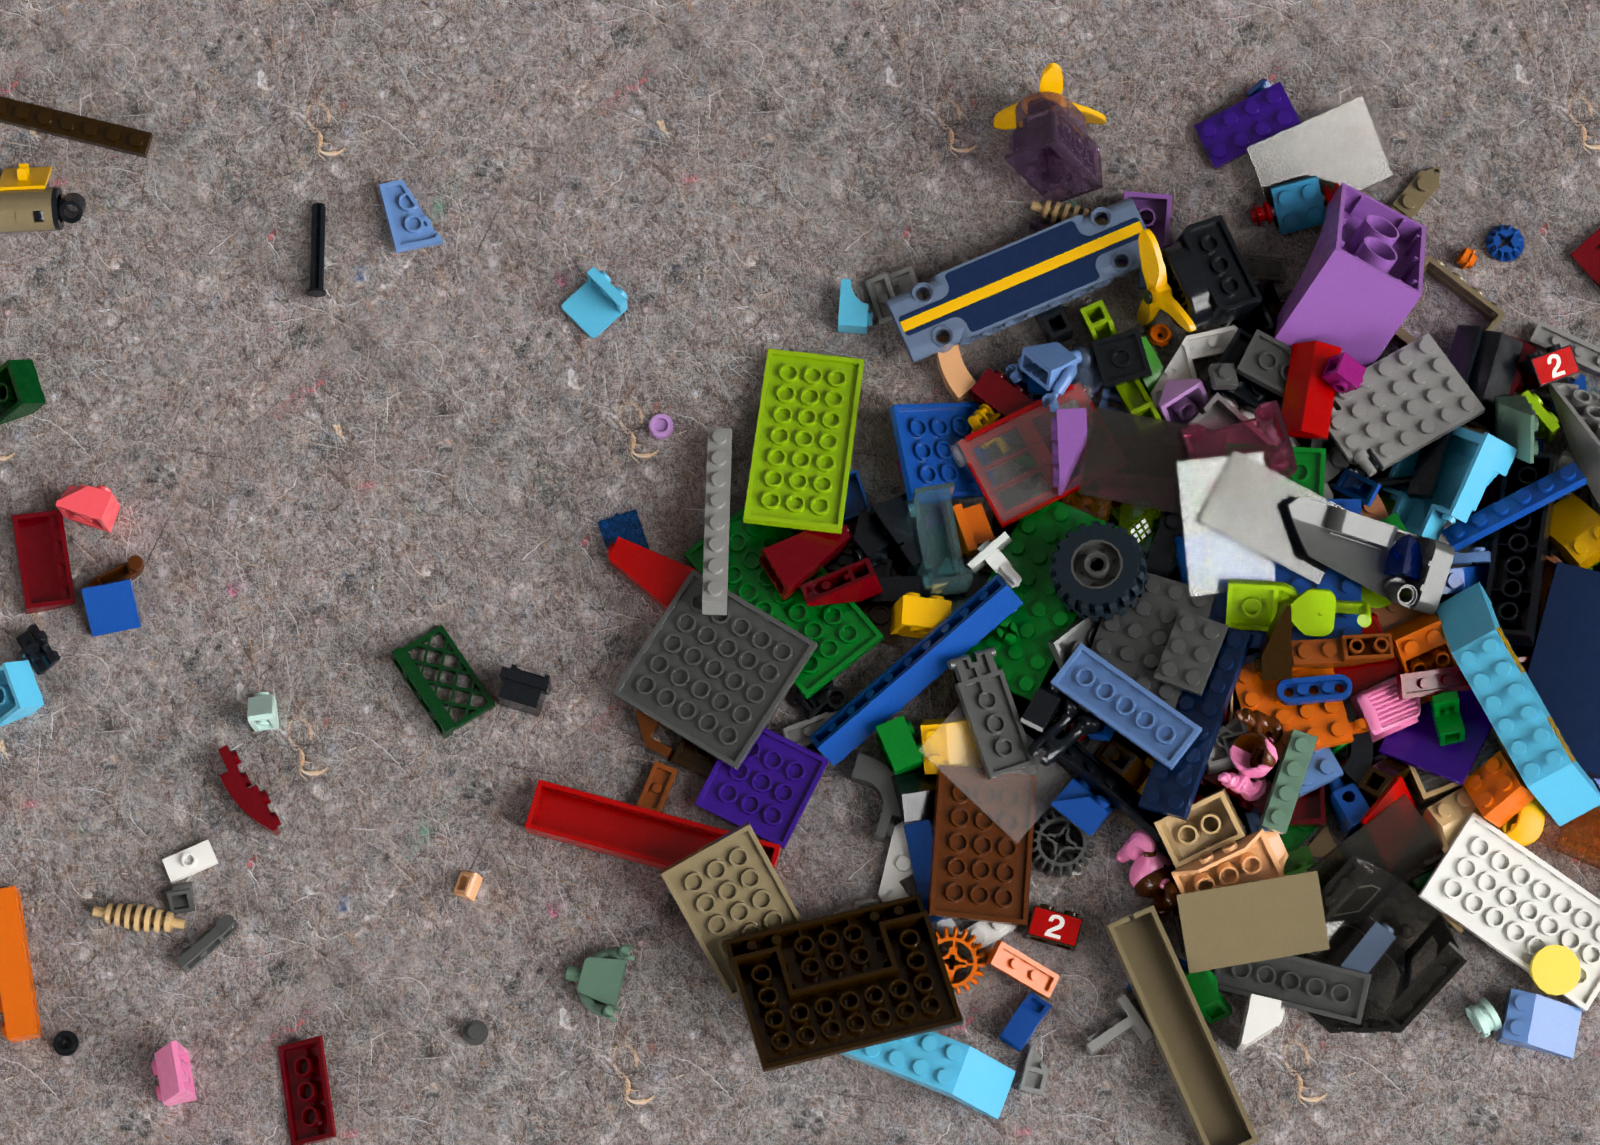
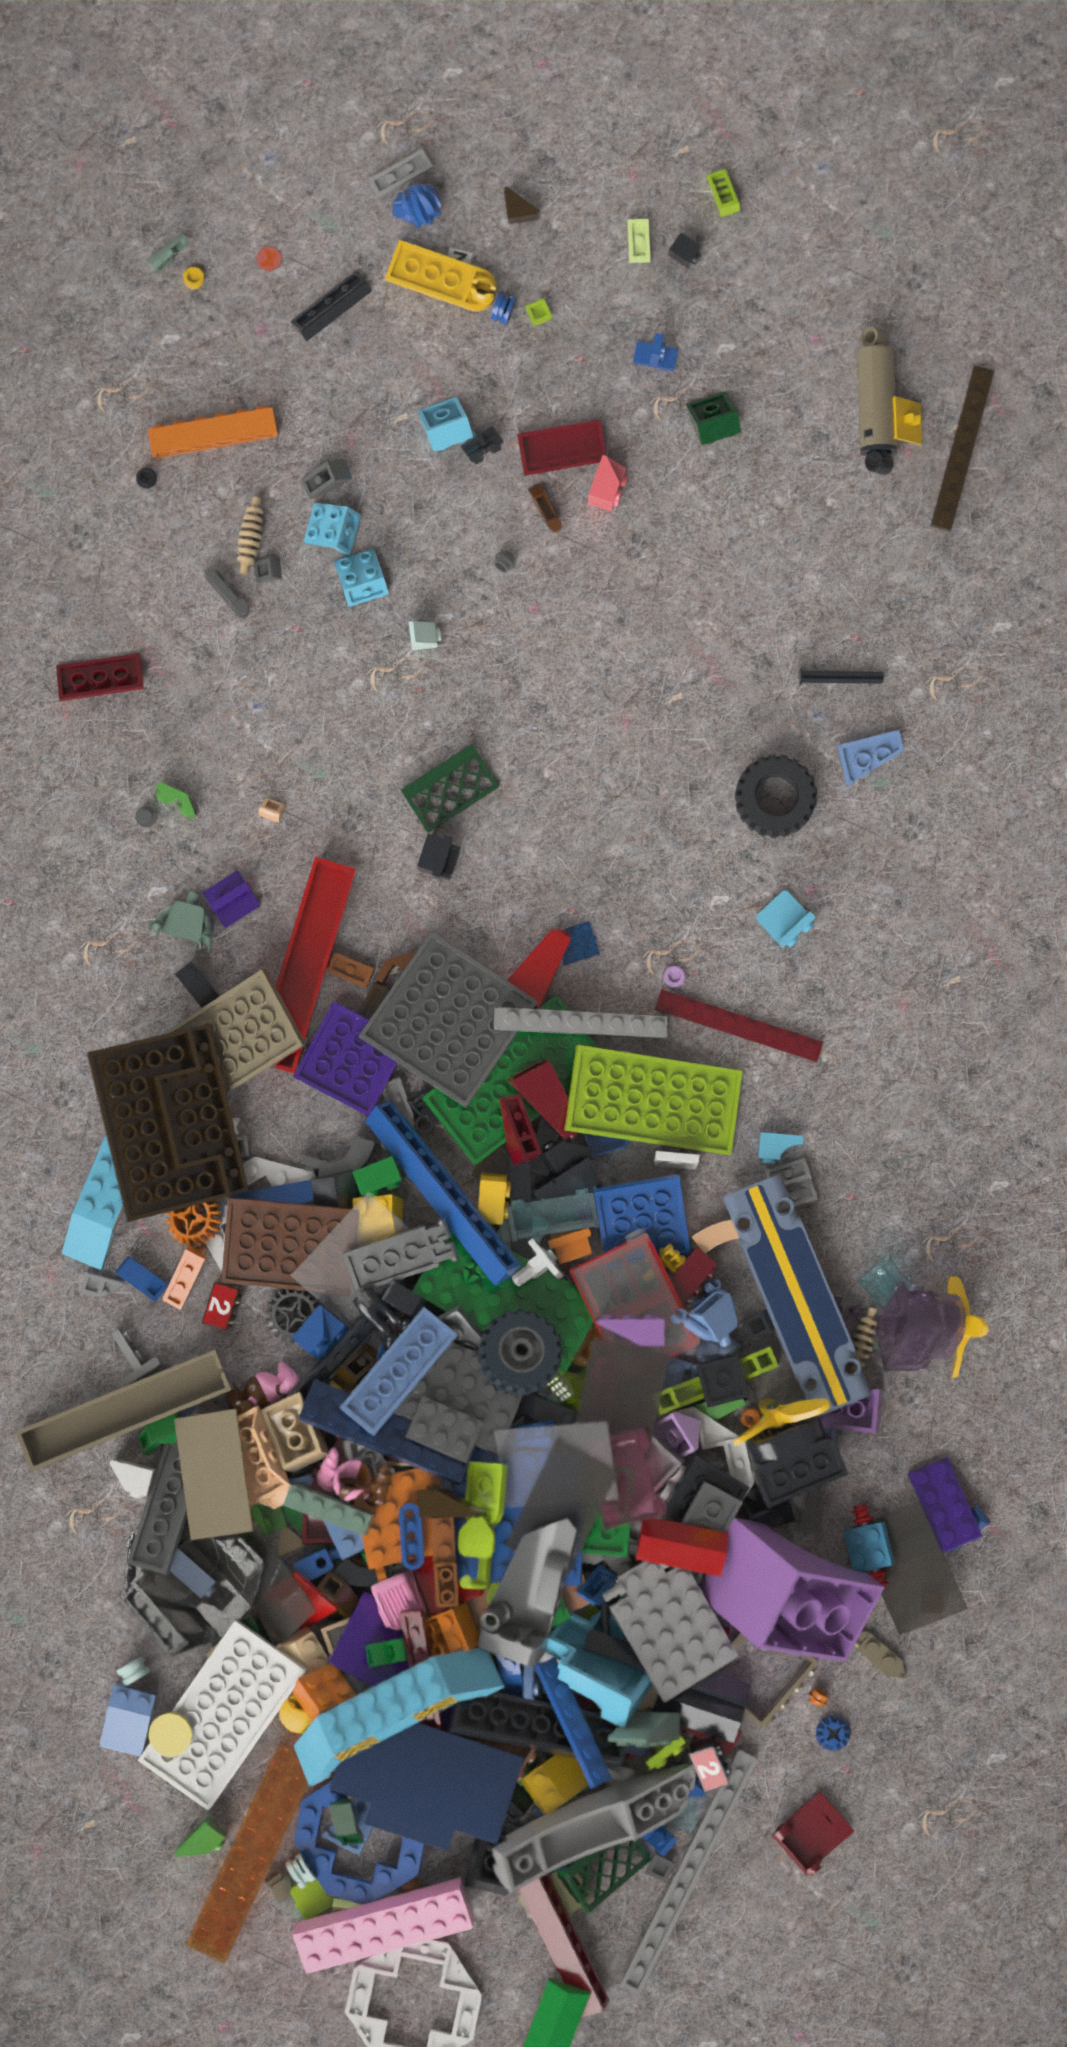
camera: 85 degrees right, 10 degrees up
(72, 829) = (326, 478): none -> dark grey slope
(111, 607) = (518, 506): blue tile -> none
(130, 822) = (332, 527): none -> medium azure bracket
(174, 1074) = (114, 567): bright pink slope -> none
(176, 623) = (504, 561): none -> dark grey plate
(190, 861) = (298, 577): white plate -> none
(191, 786) = (361, 577): none -> medium azure bracket
(250, 800) = (346, 626): dark red slope -> none
(449, 1005) = (171, 795): none -> bright green slope
(451, 285) = (775, 767): none -> black tyre
(573, 929) = (231, 899): none -> dark purple bracket
(678, 964) = (196, 984): none -> black slope
(716, 355) = (739, 1025): none -> dark red plate
(872, 416) = (676, 1160): none -> white tile
(1003, 191) = (883, 1280): none -> clear light blue brick
(1223, 376) = (698, 1469): dark grey plate -> none
(1343, 373) = (694, 1576): magenta brick -> none
(1404, 558) = (523, 1621): clear blue brick -> none

